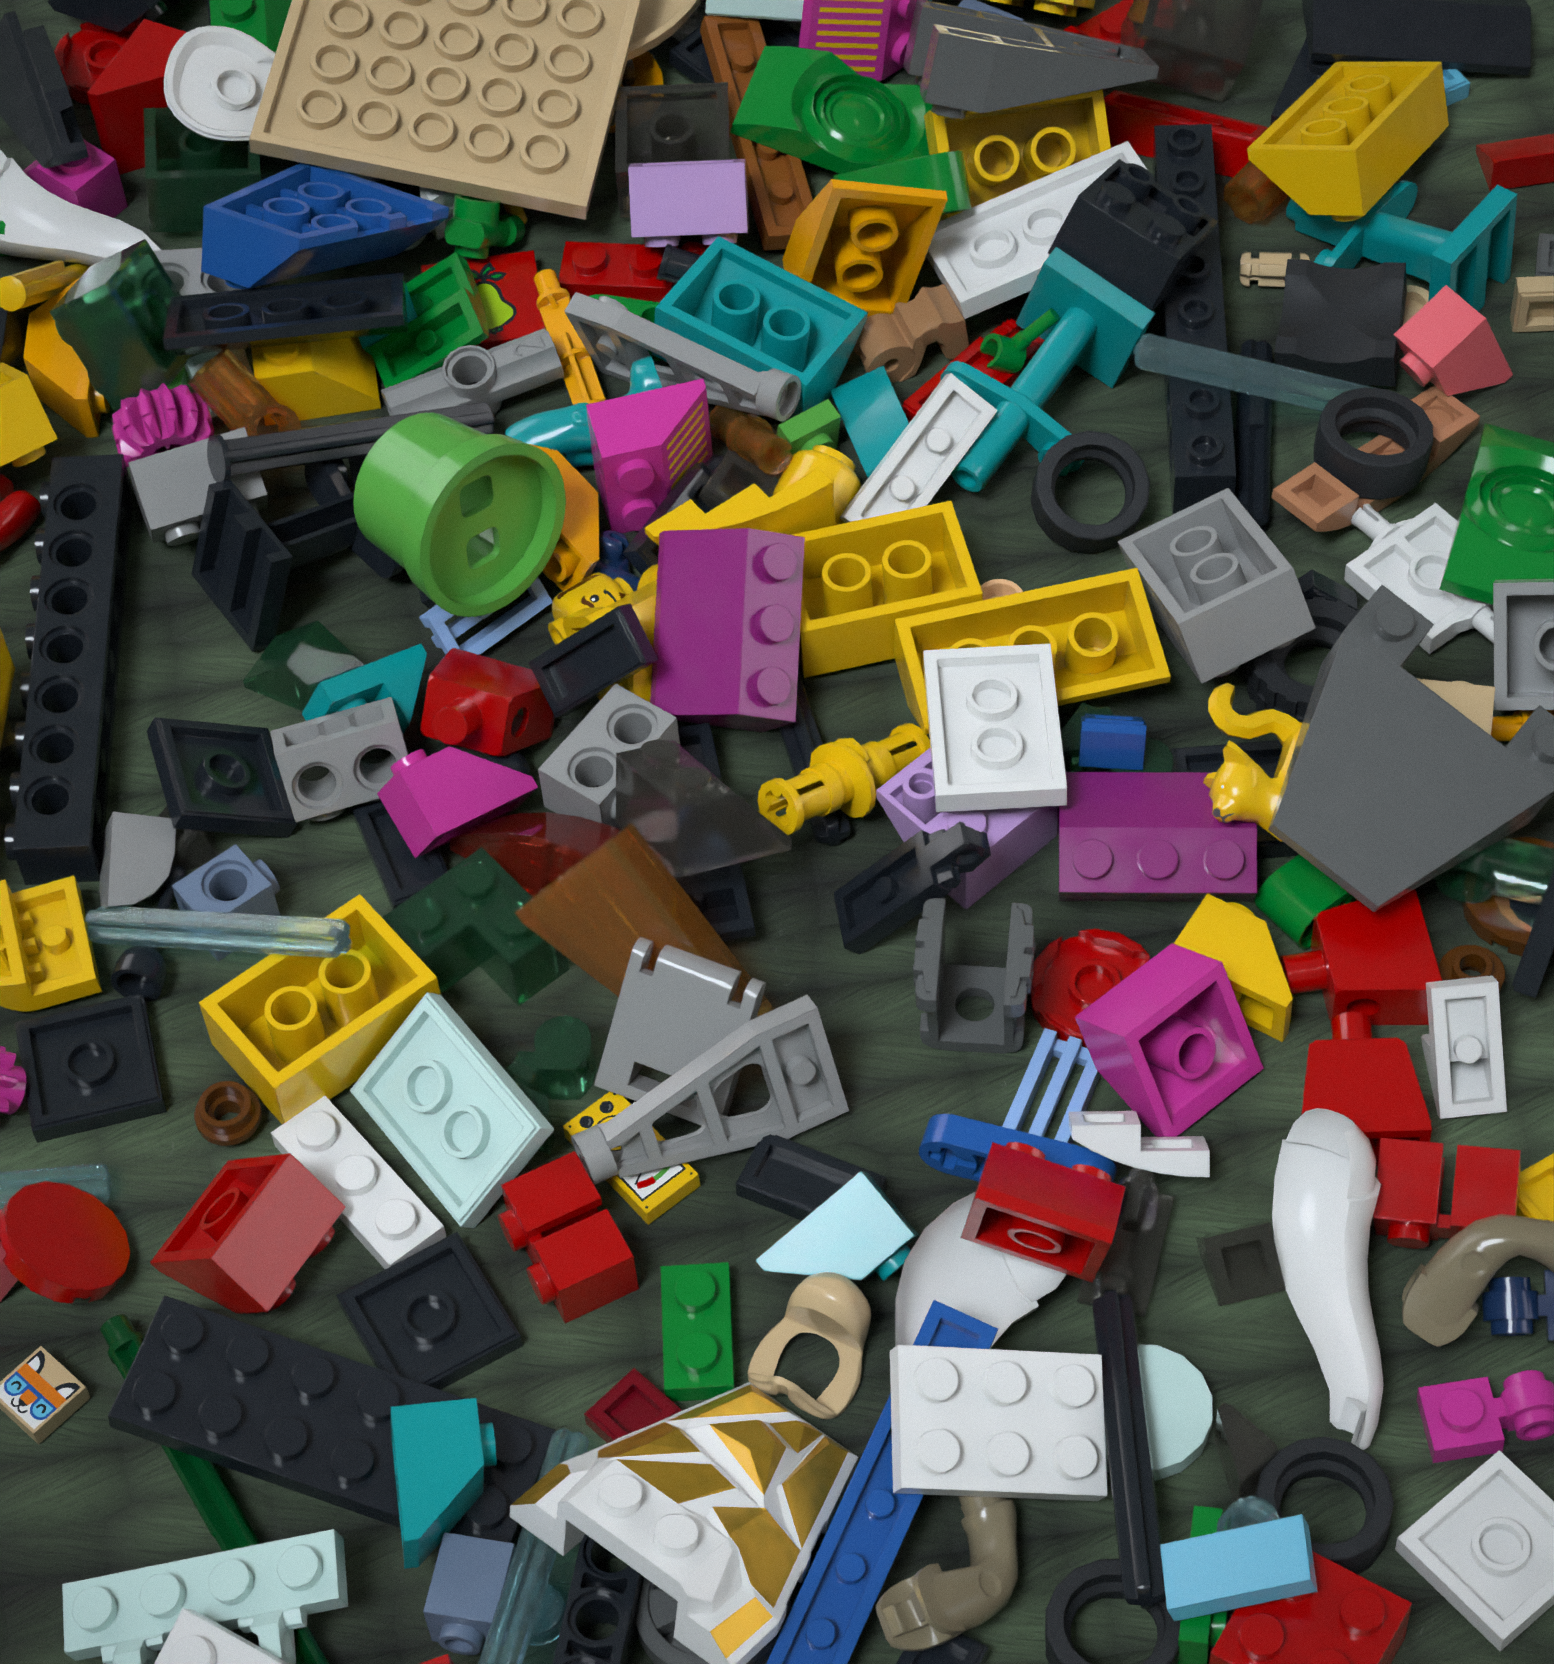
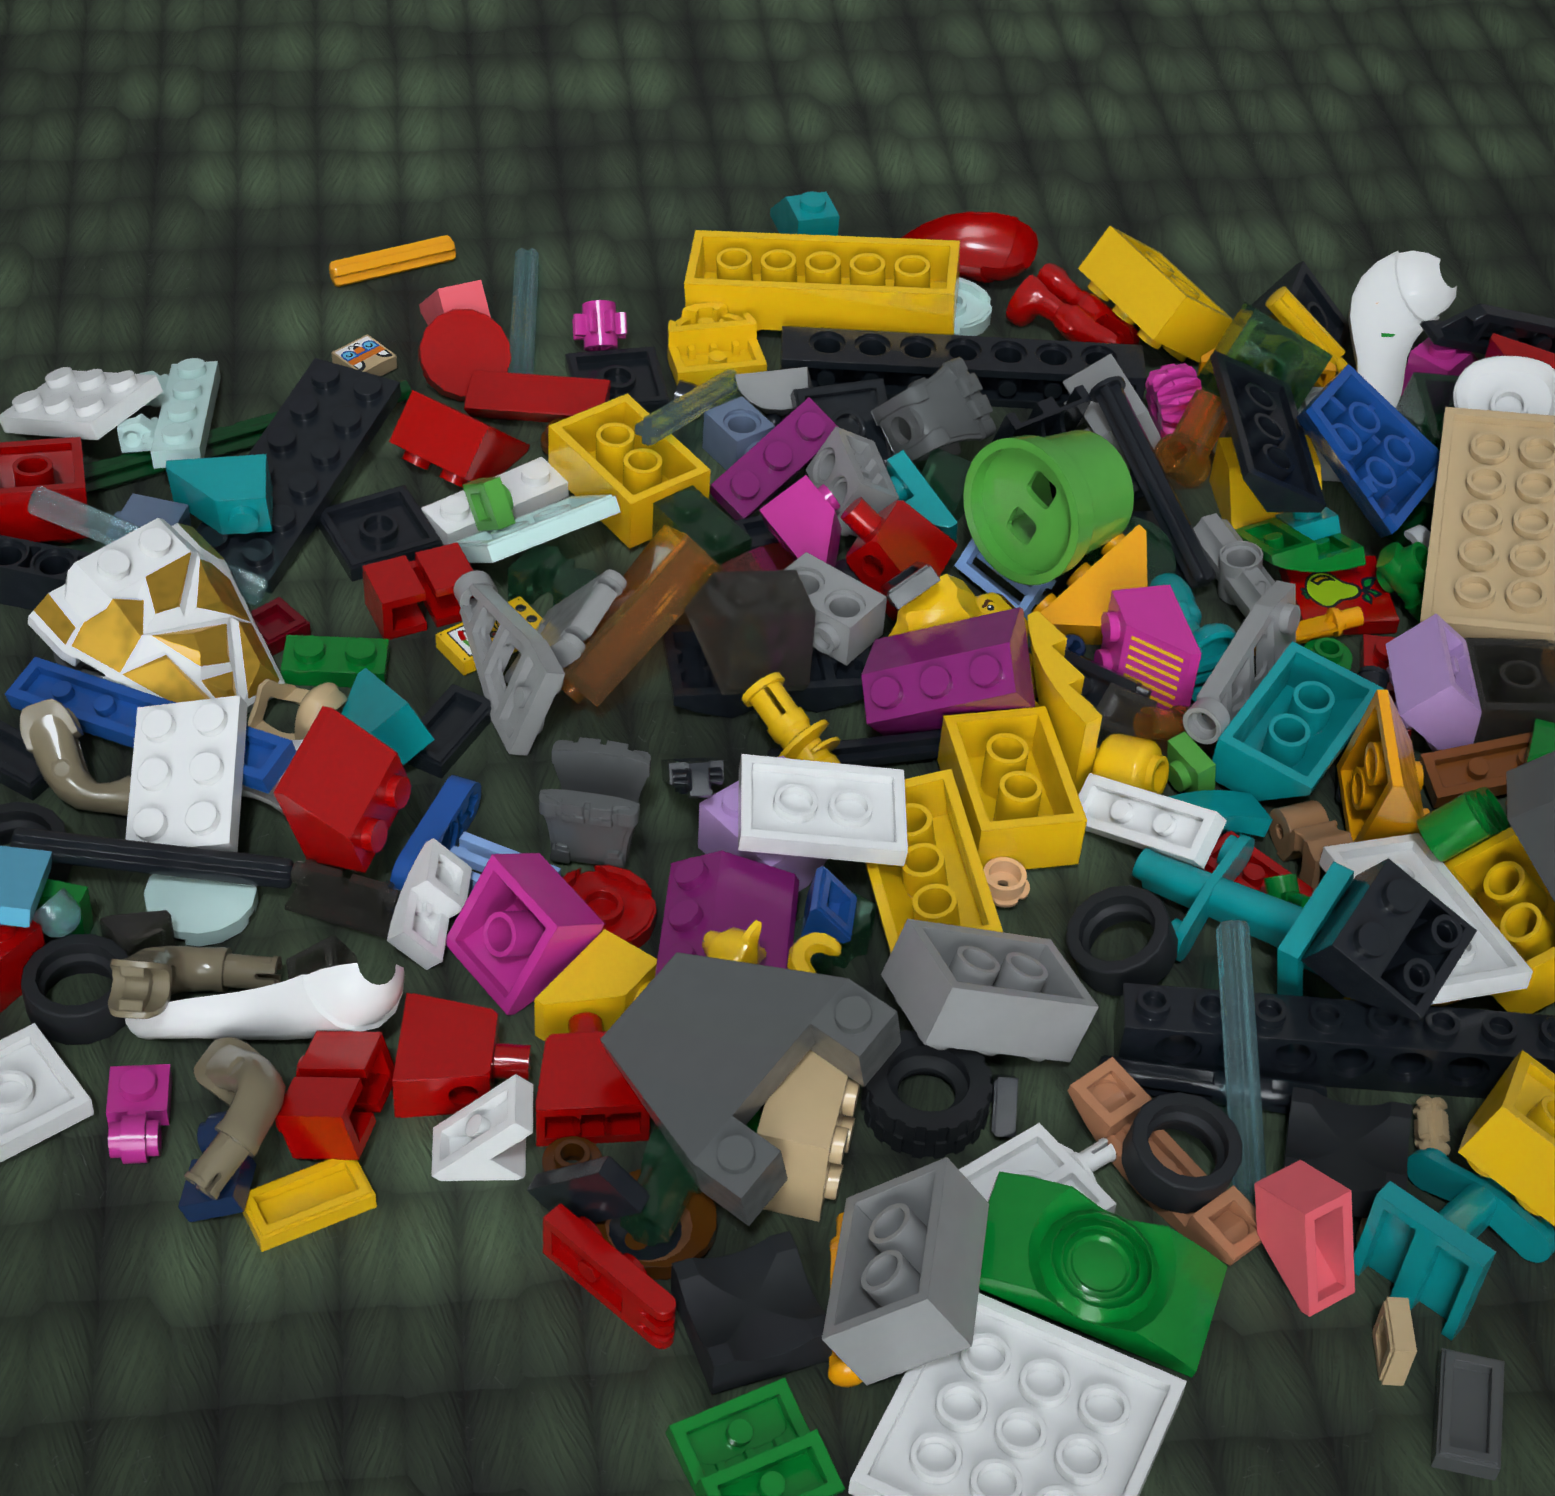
camera: 85 degrees right, 10 degrees down
(154, 1144) = (532, 396): none -> red slope
(257, 651) = (937, 413): none -> dark grey piece
(290, 843) = (772, 461): none -> magenta plate
(414, 1159) = (490, 503): none -> bright green plate
(1339, 1402) = (150, 976): none -> dark tan piece

